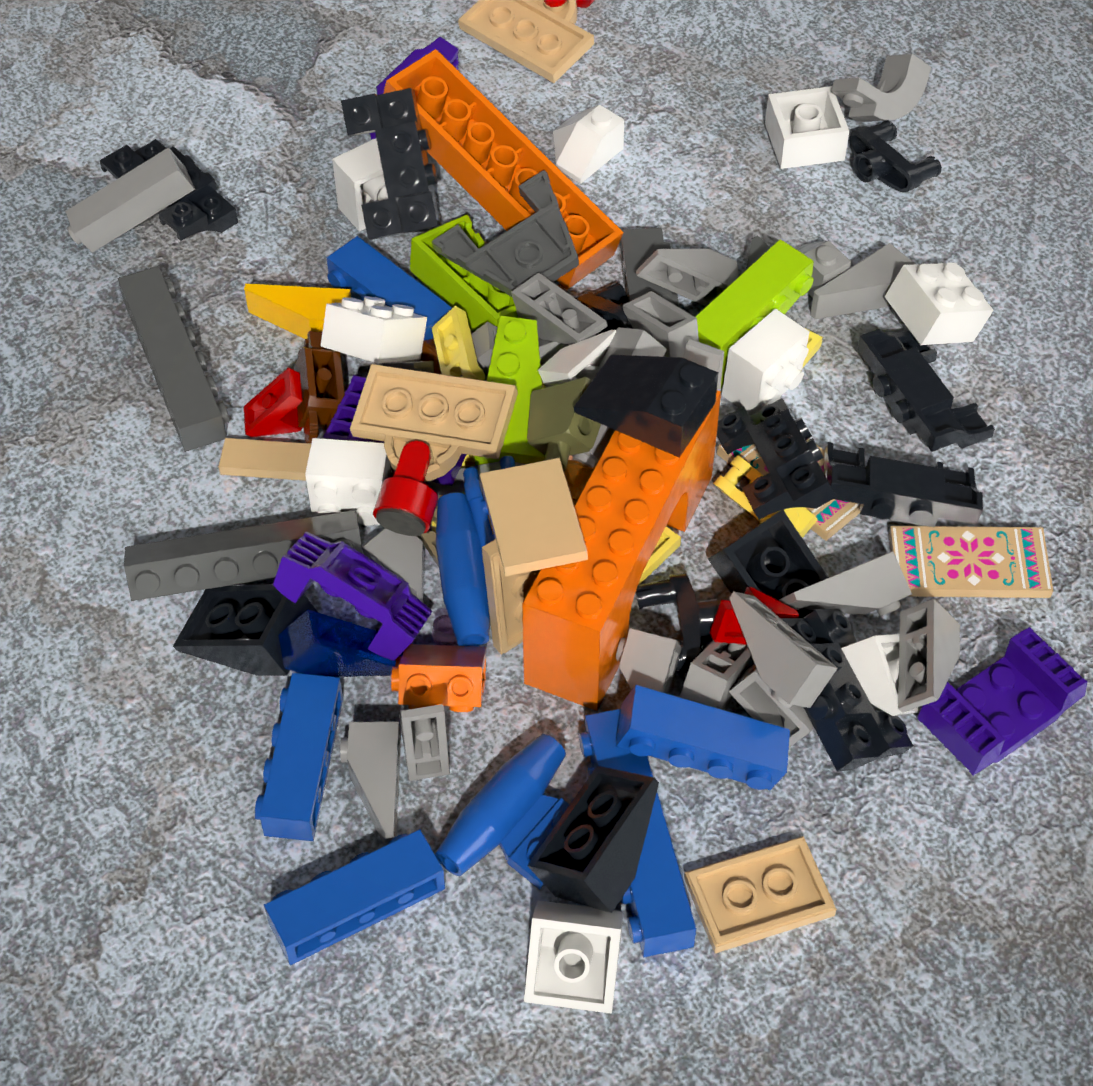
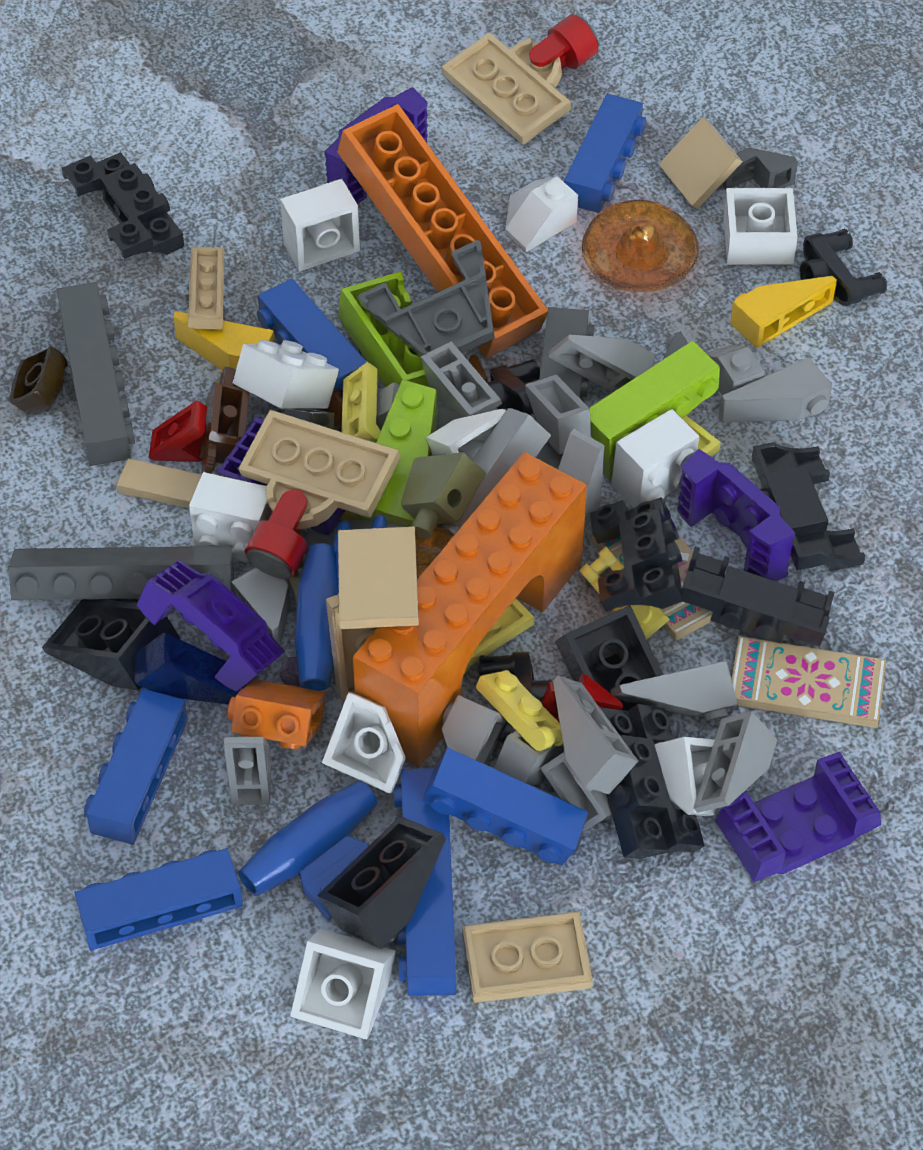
camera: 10 degrees right, 0 degrees up
(116, 373) = (38, 381): none -> dark brown piece
(129, 200) = (82, 213): light grey brick -> none
(271, 258) = (206, 288): none -> tan tile
(374, 769) = (202, 788): light grey slope -> none
(403, 159) = (345, 211): black bracket -> none
(544, 695) = (365, 744): none -> white slope
(636, 77) = (605, 150): none -> blue brick
(651, 399) = (515, 483): black slope -> none
(693, 162) = (640, 246): none -> clear orange hat
(698, 634) = (521, 709): none -> light yellow plate
(733, 76) = (700, 163): none -> tan tile
(790, 73) = (765, 167): none -> dark grey slope
(842, 201) = (779, 306): none -> yellow slope
(864, 399) = (741, 506): none -> dark purple plate
(895, 95) = (858, 206): light grey arch -> none
(938, 303) = (841, 425): white brick -> none

